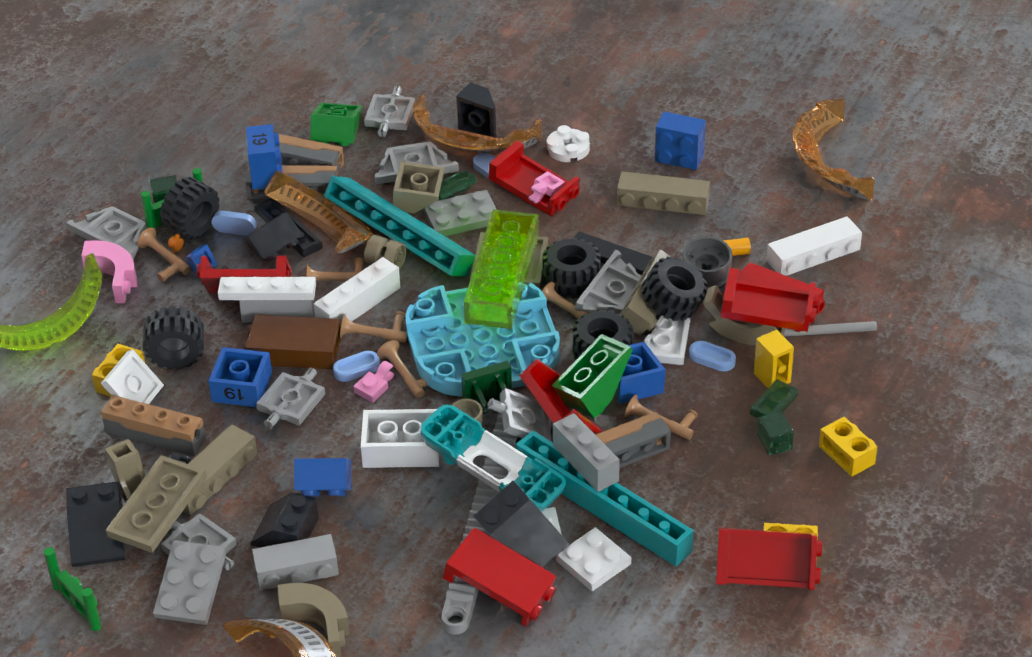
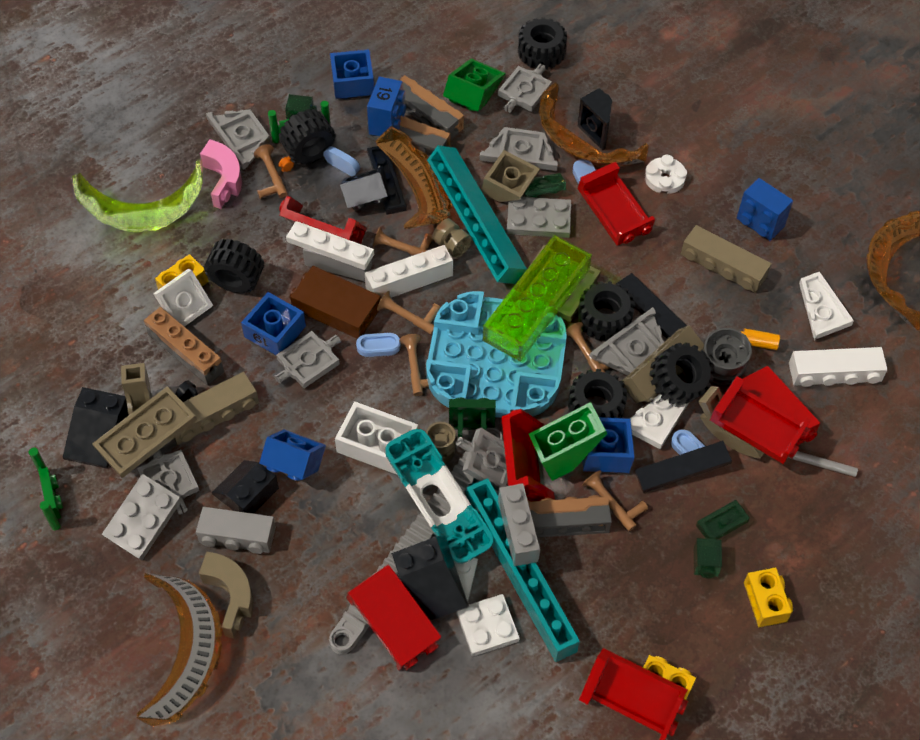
camera: 20 degrees right, 15 degrees up
(195, 257) = (298, 189): blue tile -> none
(206, 145) = (352, 74): none -> blue brick
(374, 385) = (384, 370): bright pink plate -> none
(388, 67) = (542, 43): none -> black tyre
(545, 185) = (624, 215): bright pink plate -> none
(712, 369) = (683, 466): none -> black tile
(773, 358) = (739, 480): yellow brick -> none
(775, 205) = (823, 307): none -> white wing

